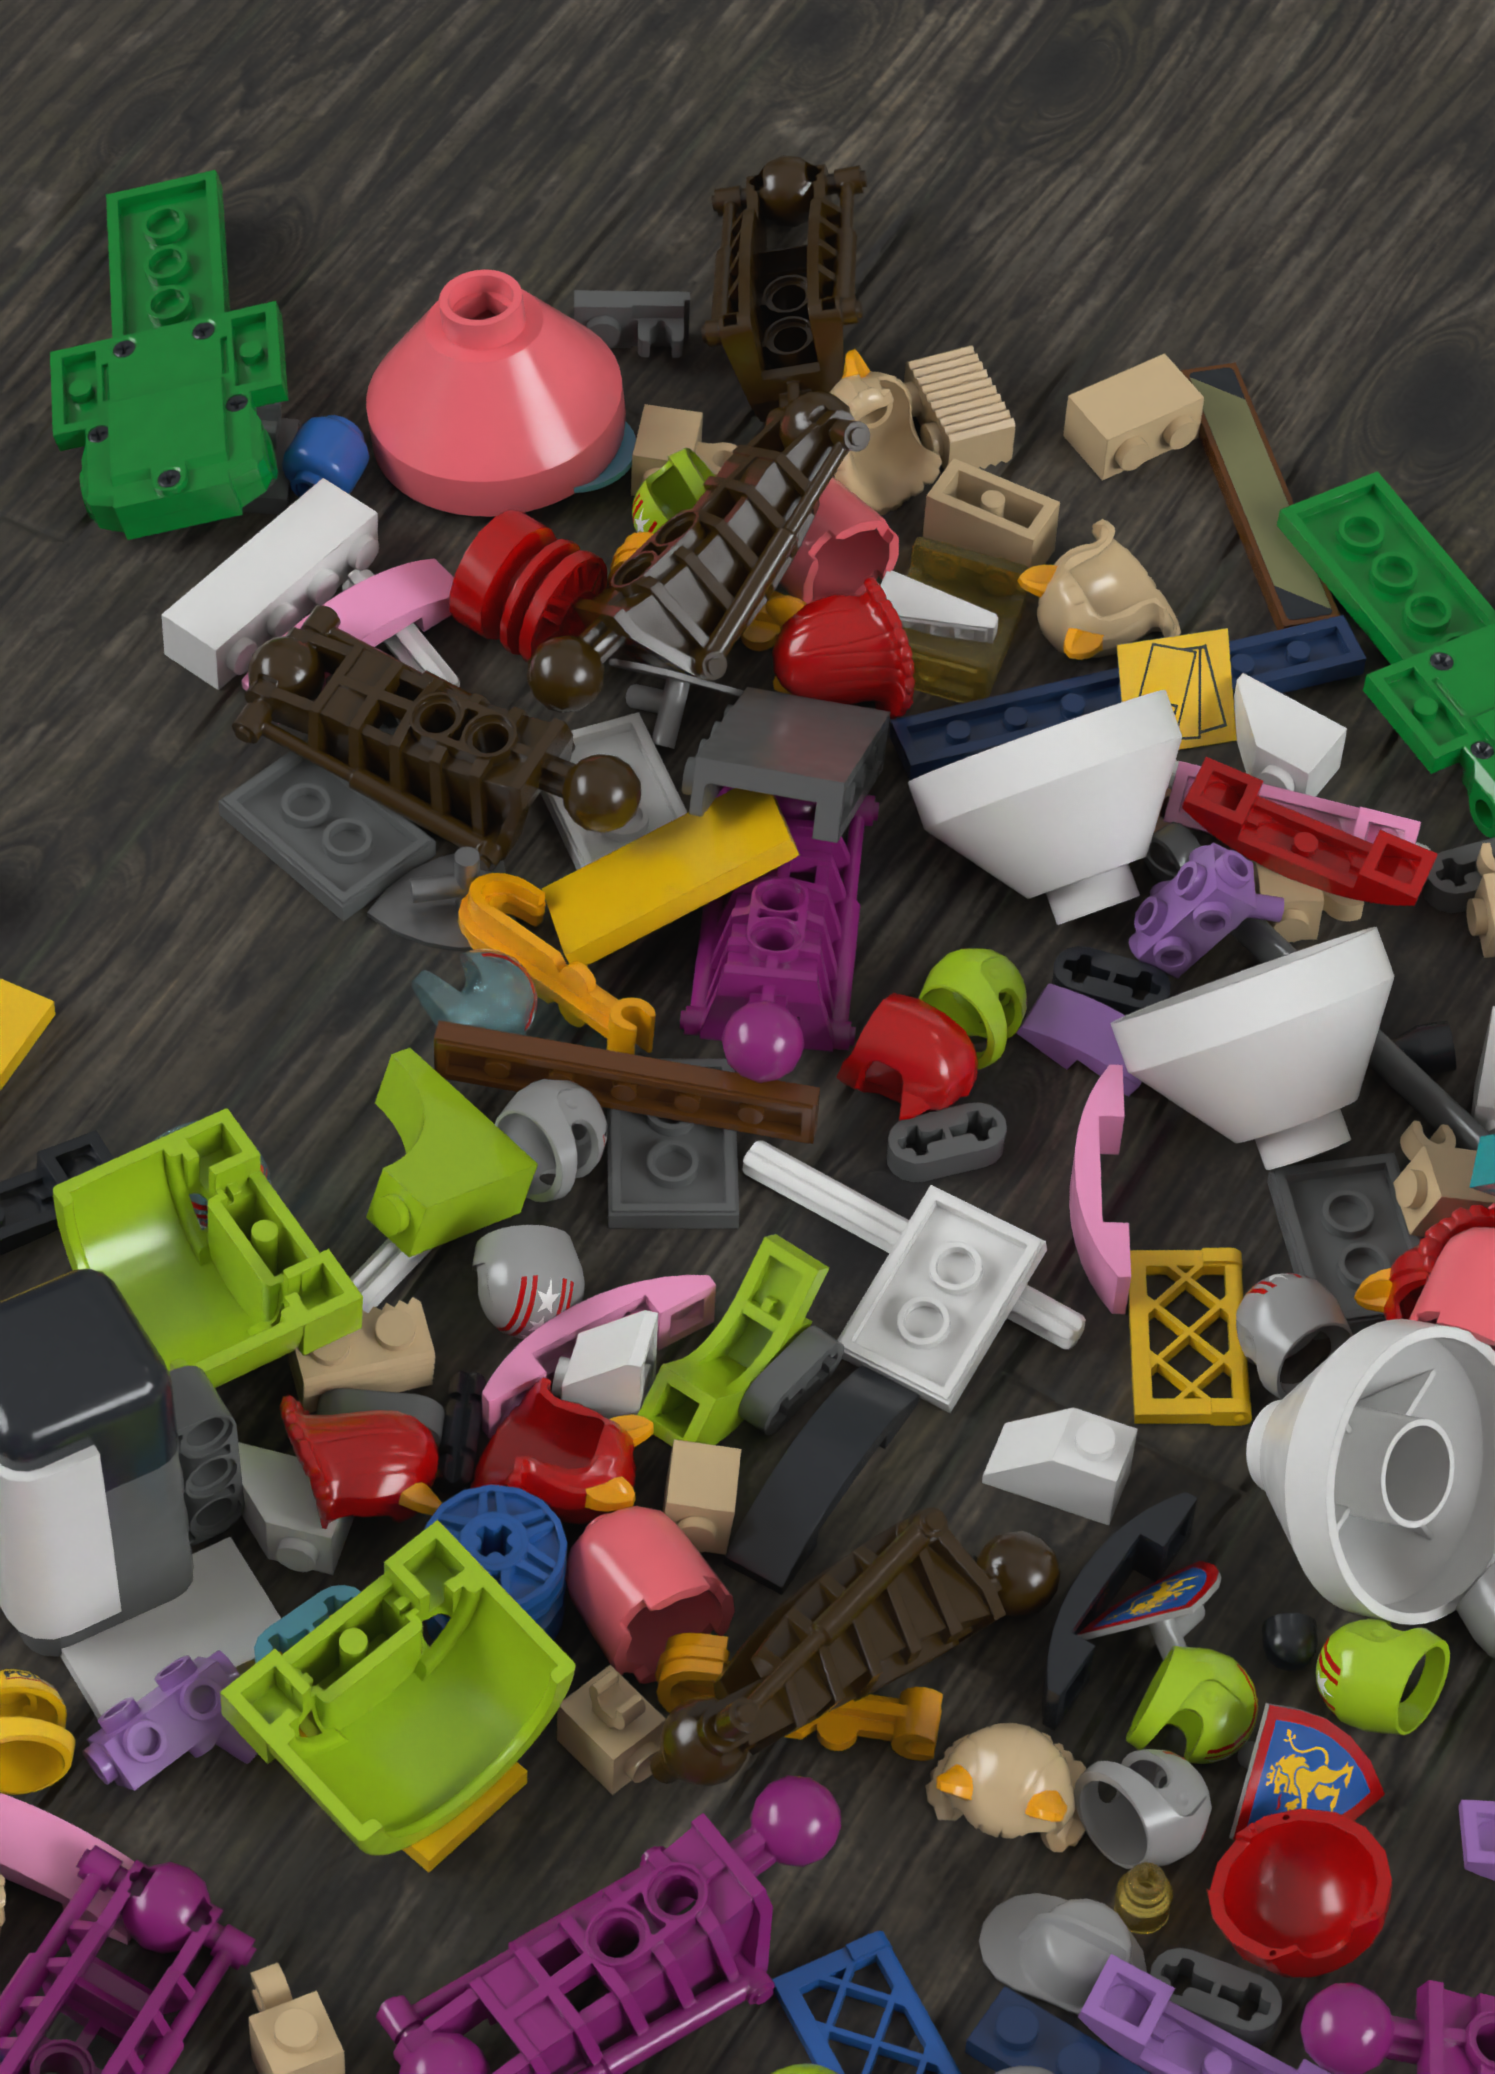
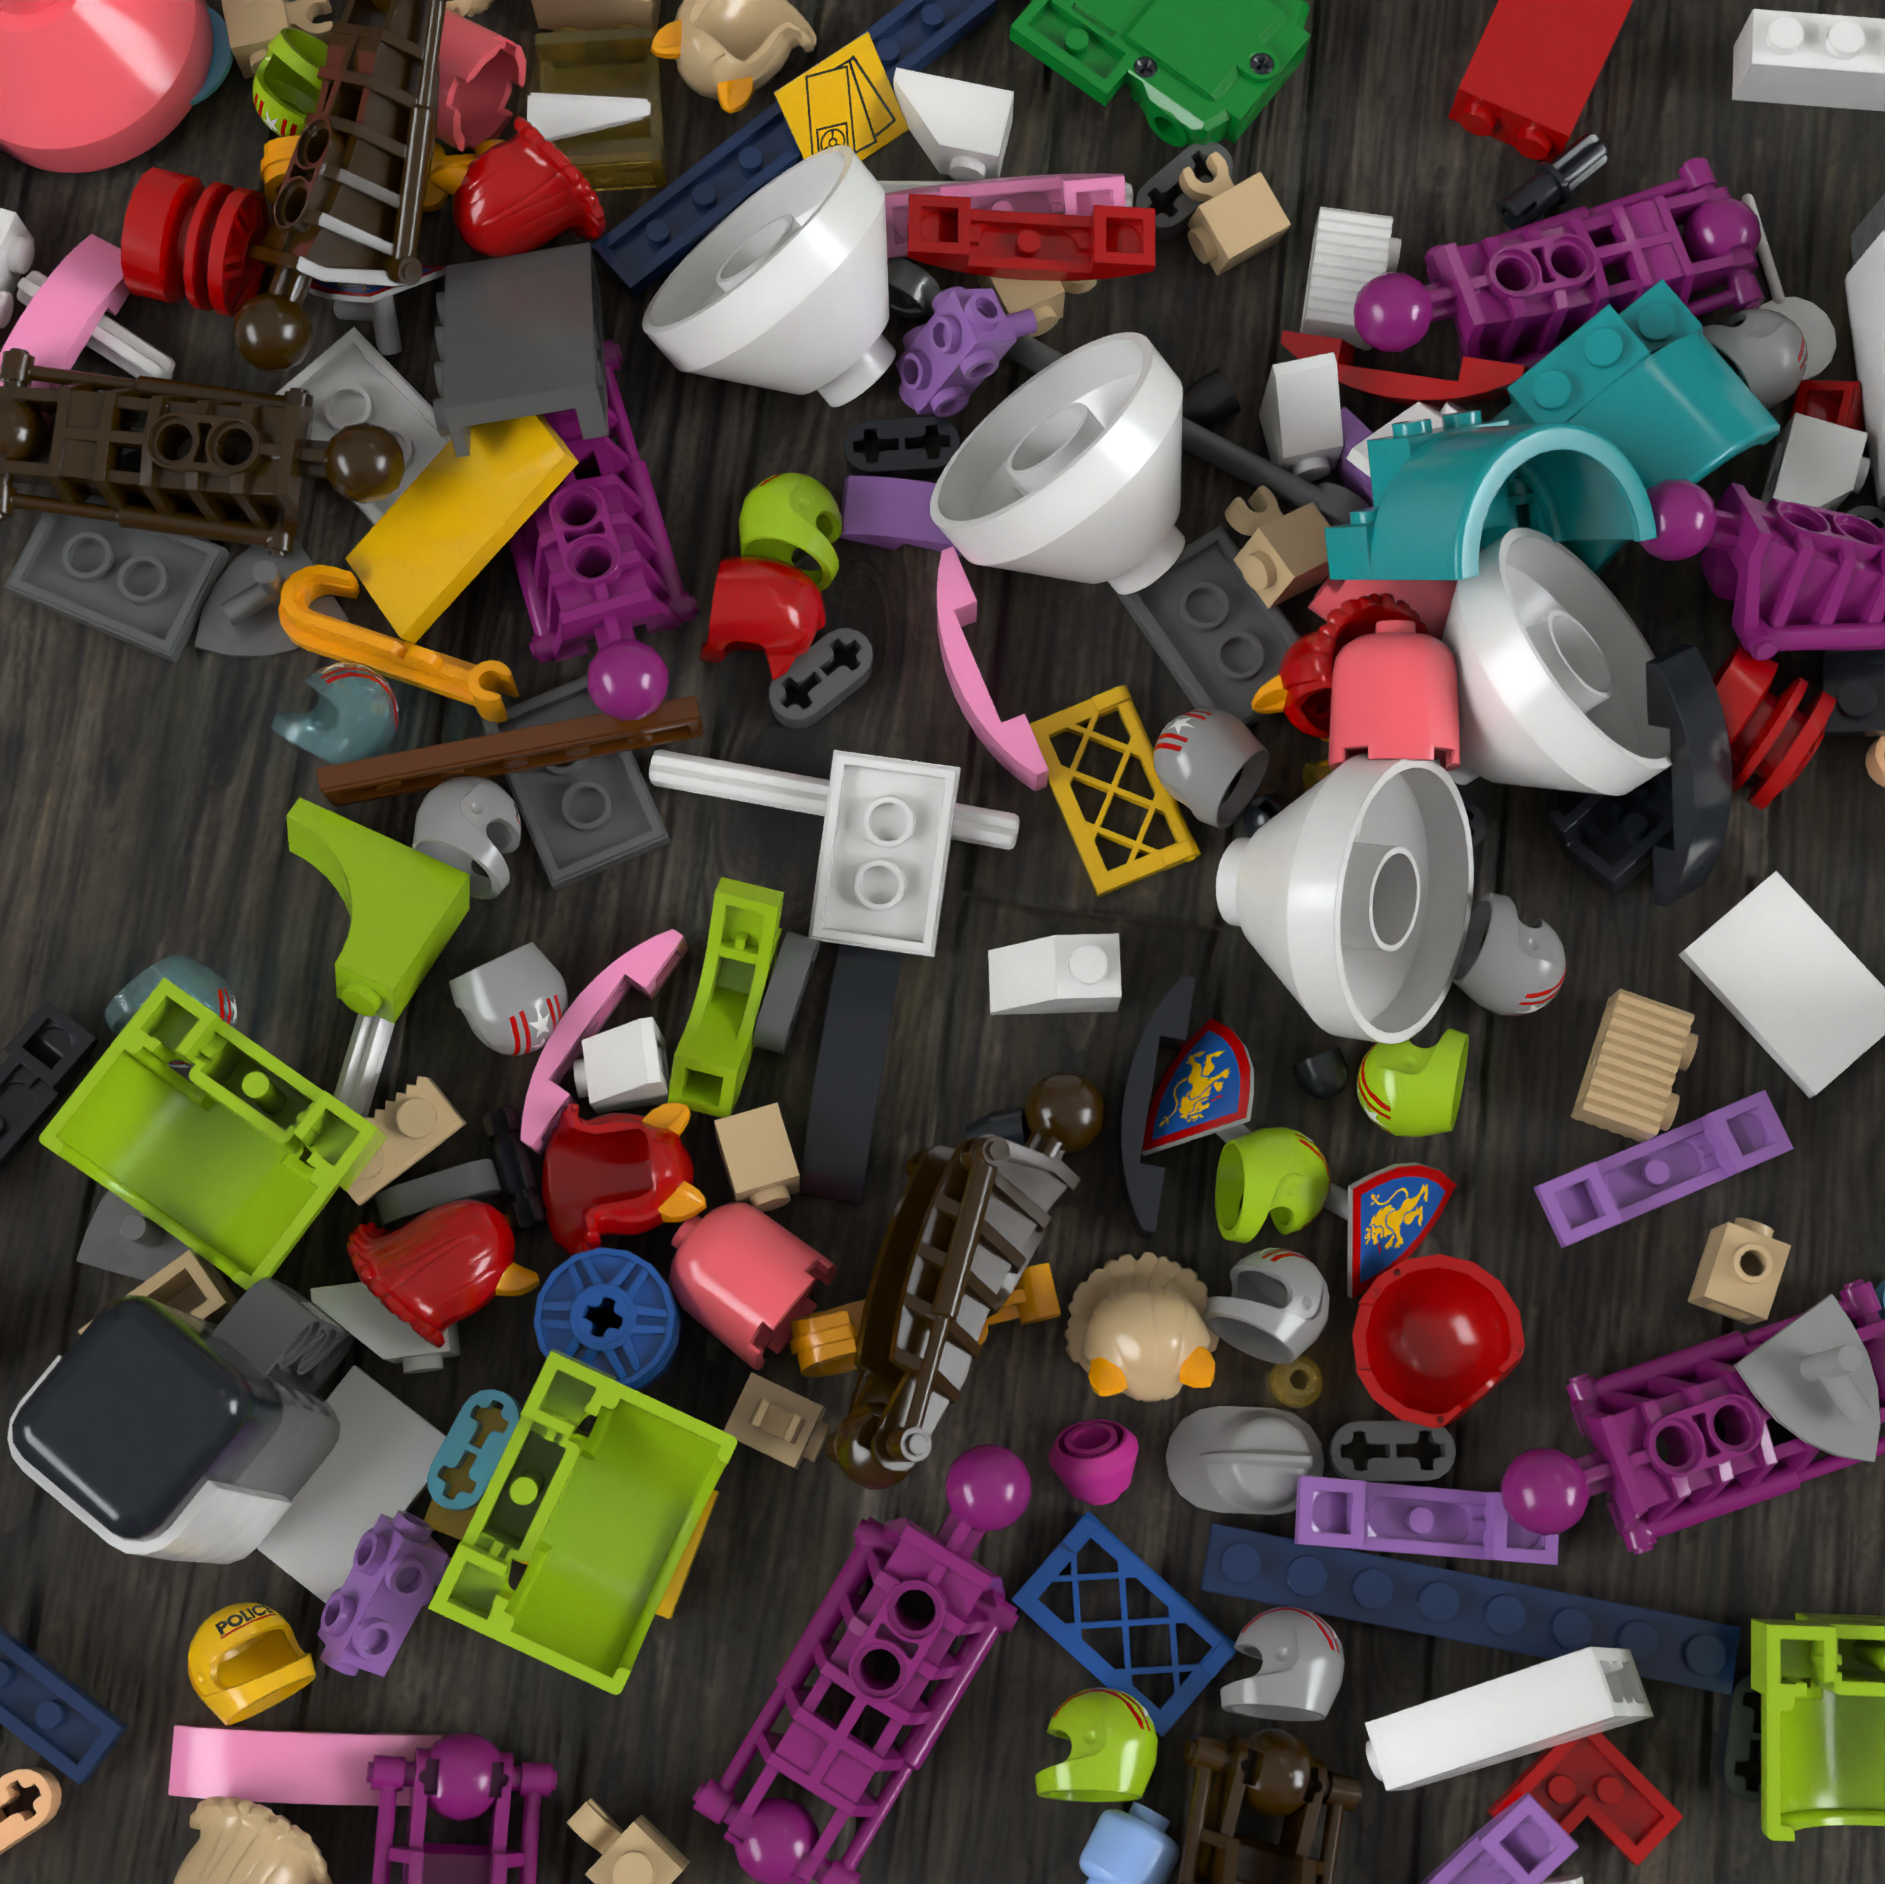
camera: 20 degrees left, 25 degrees up
(910, 1883) = (1095, 1460): none -> dark pink cone

